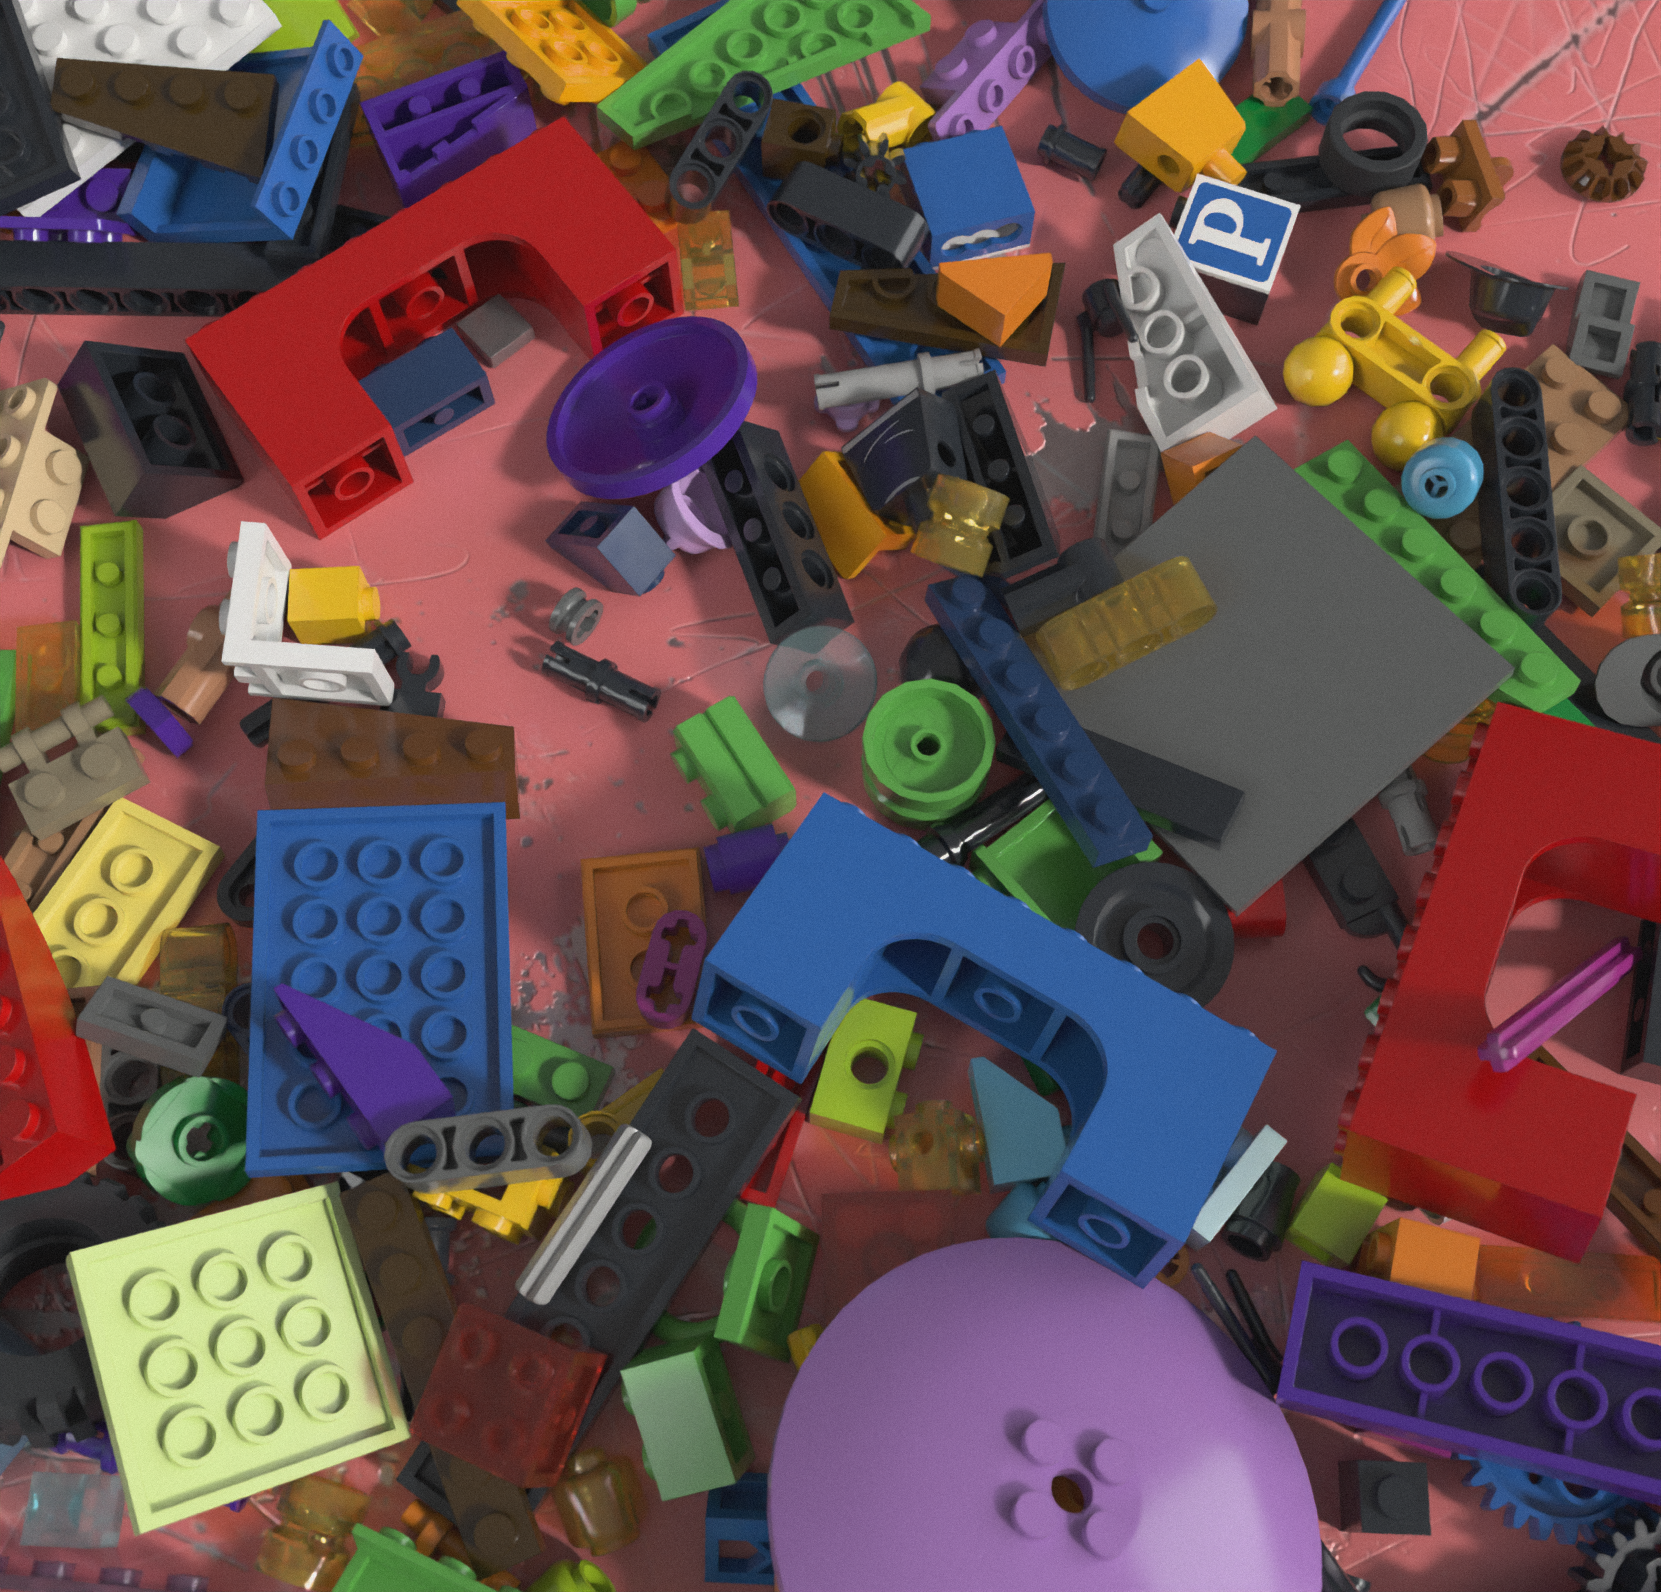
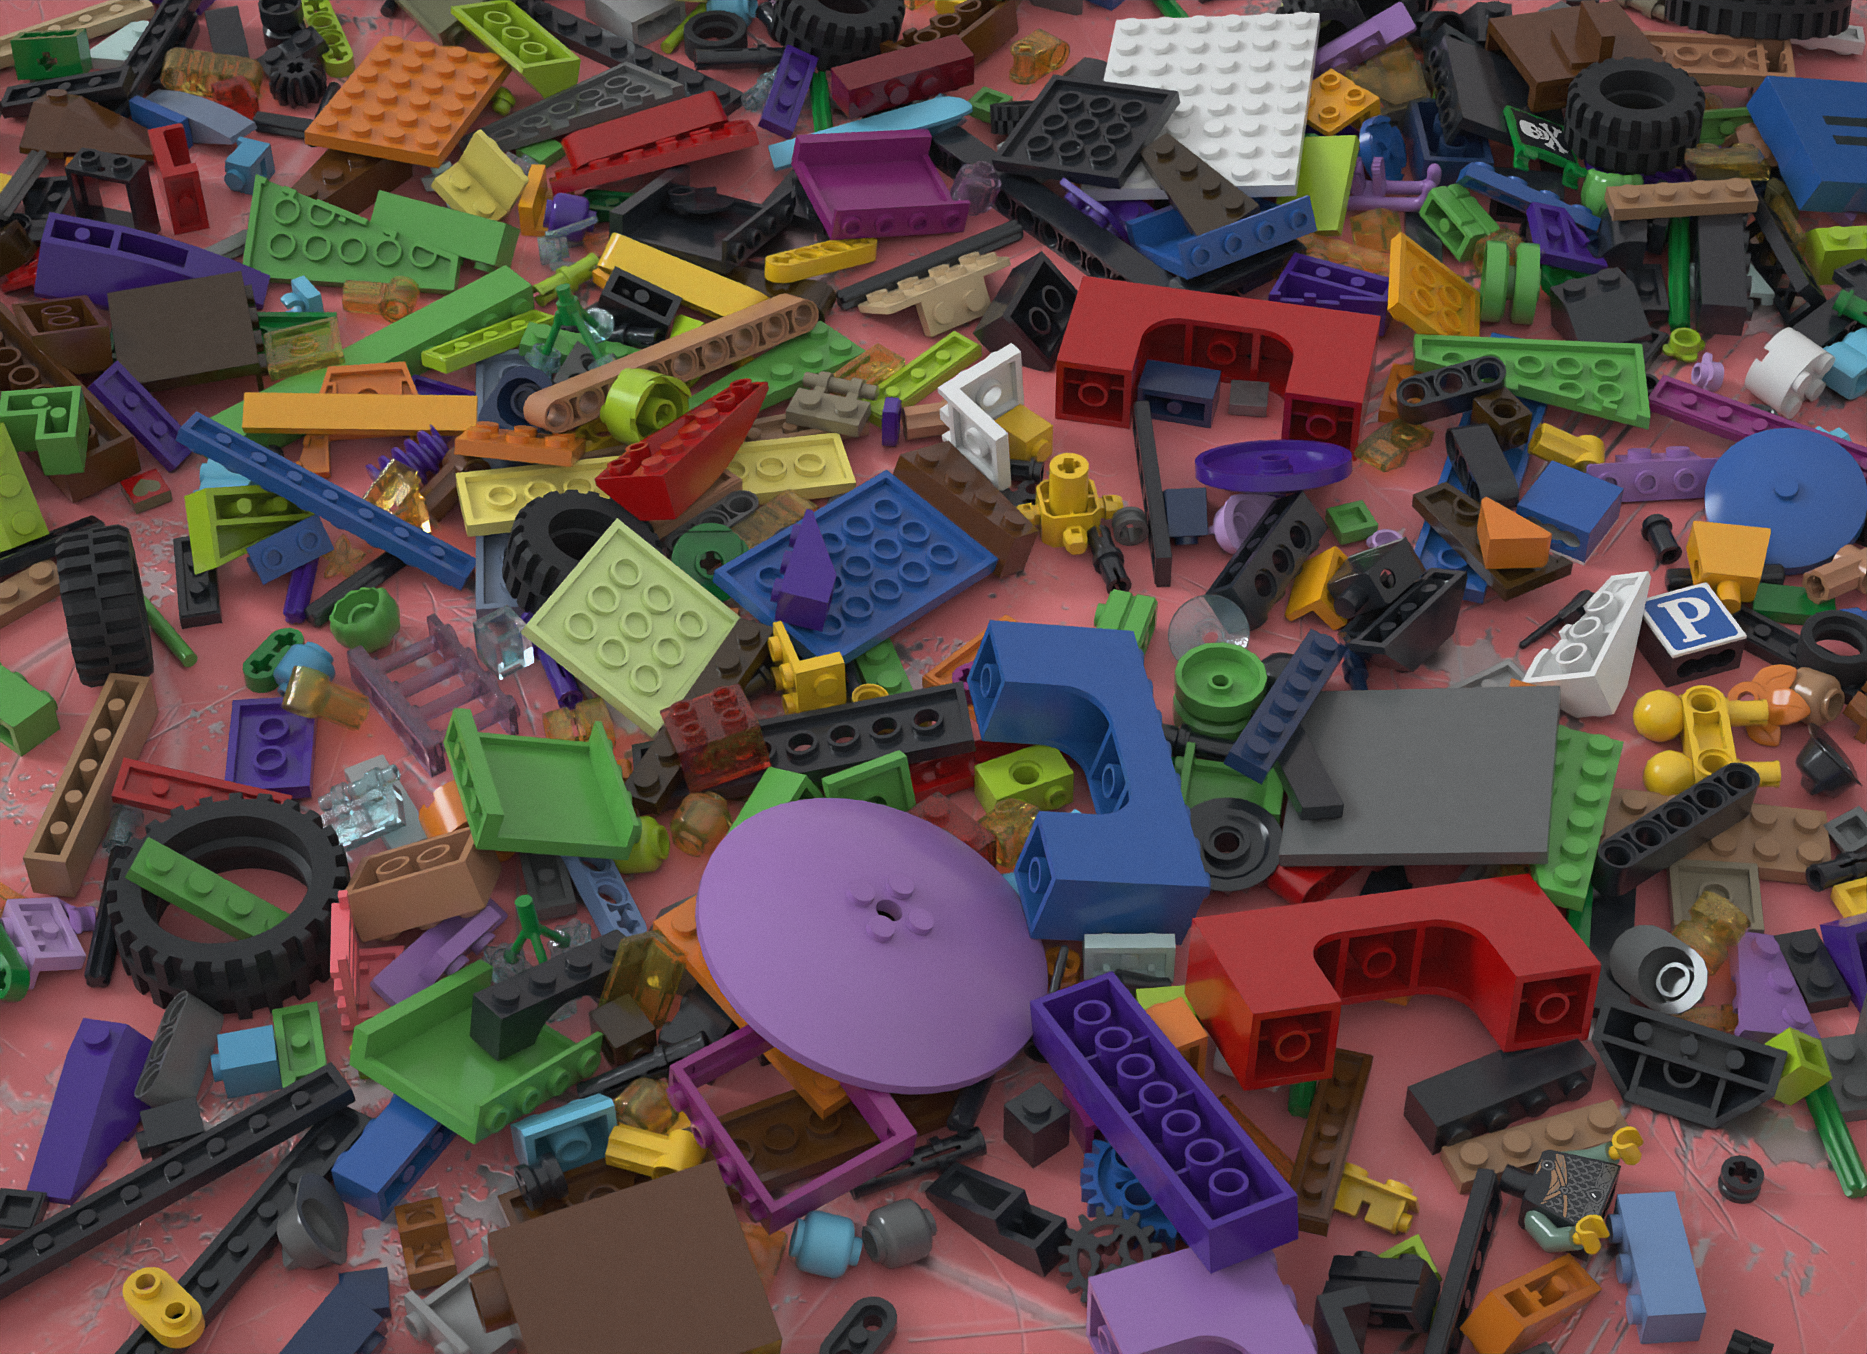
camera: 50 degrees right, 25 degrees down
(152, 1026) = (743, 503): dark grey plate -> none
(460, 1136) = (818, 630): dark grey beam -> none
(492, 657) = (1069, 504): none -> yellow piece
(550, 550) = (1152, 494): none -> black tile
(583, 1214) = (827, 705): light grey axle -> none
(782, 399) = (1351, 522): none -> bright green plate
(866, 155) = (1534, 455): black gear -> none
(897, 378) = (1431, 553): light grey pin -> none
(960, 525) = (1350, 604): clear yellow wheel -> none
(1077, 577) = (1383, 679): black piece -> none
(1126, 623) = (1383, 706): clear yellow beam -> none
(1444, 497) = (1643, 781): dark azure head -> none
(1558, 1005) = (1376, 987): magenta axle -> none

